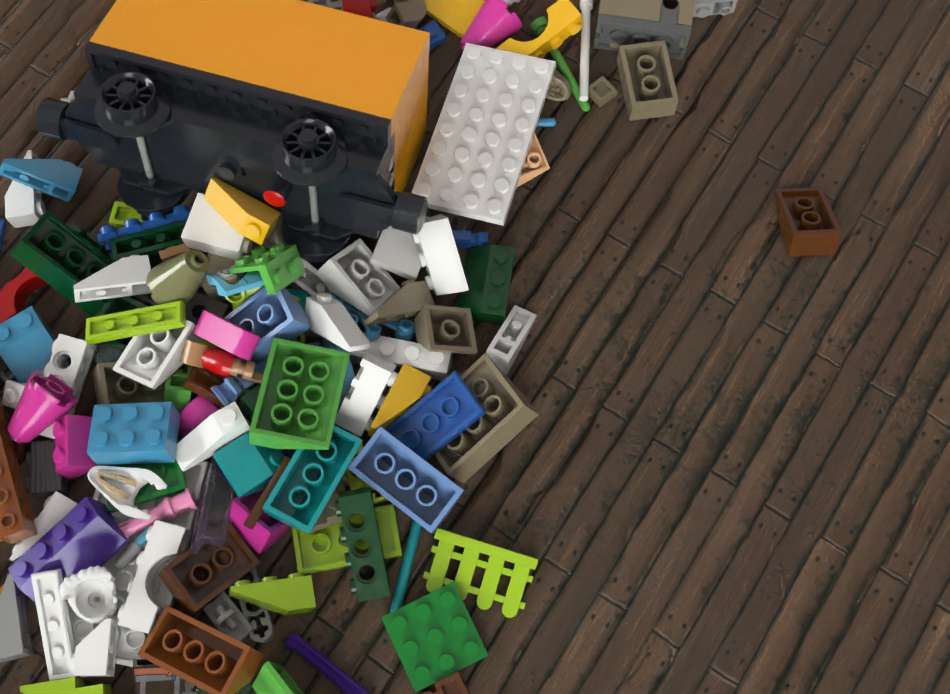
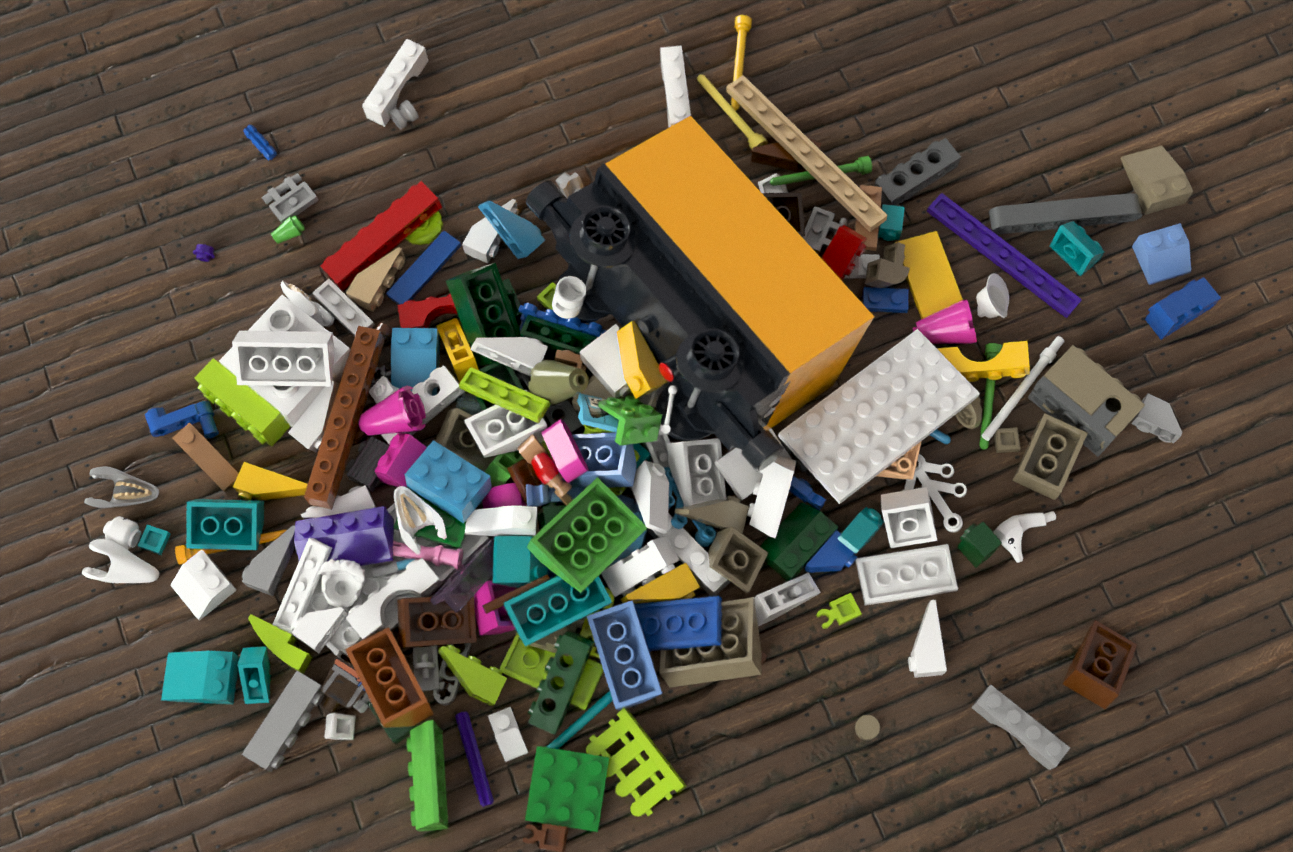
camera: 35 degrees right, 0 degrees up
(62, 313) = (457, 347): none -> yellow slope
(137, 193) = (569, 297): none -> white wheel
(307, 254) = (666, 428): none -> white hinge
(346, 626) = (507, 734): none -> white slope
(526, 275) = (831, 556): none -> blue slope
(536, 236) = (861, 529): none -> teal slope
(566, 317) = (842, 610): none -> lime plate
(568, 169) = (935, 486): none -> white plant
(568, 202) = (908, 517): none -> white slope
(597, 253) = (906, 574): none -> white tile
(641, 185) = (978, 543): none -> dark green brick
(656, 401) = (867, 727): none -> dark tan tile
(659, 160) = (1012, 529): none -> white animal
(660, 300) = (928, 653): none -> white slope
(805, 315) = (1037, 739): none -> light grey arch

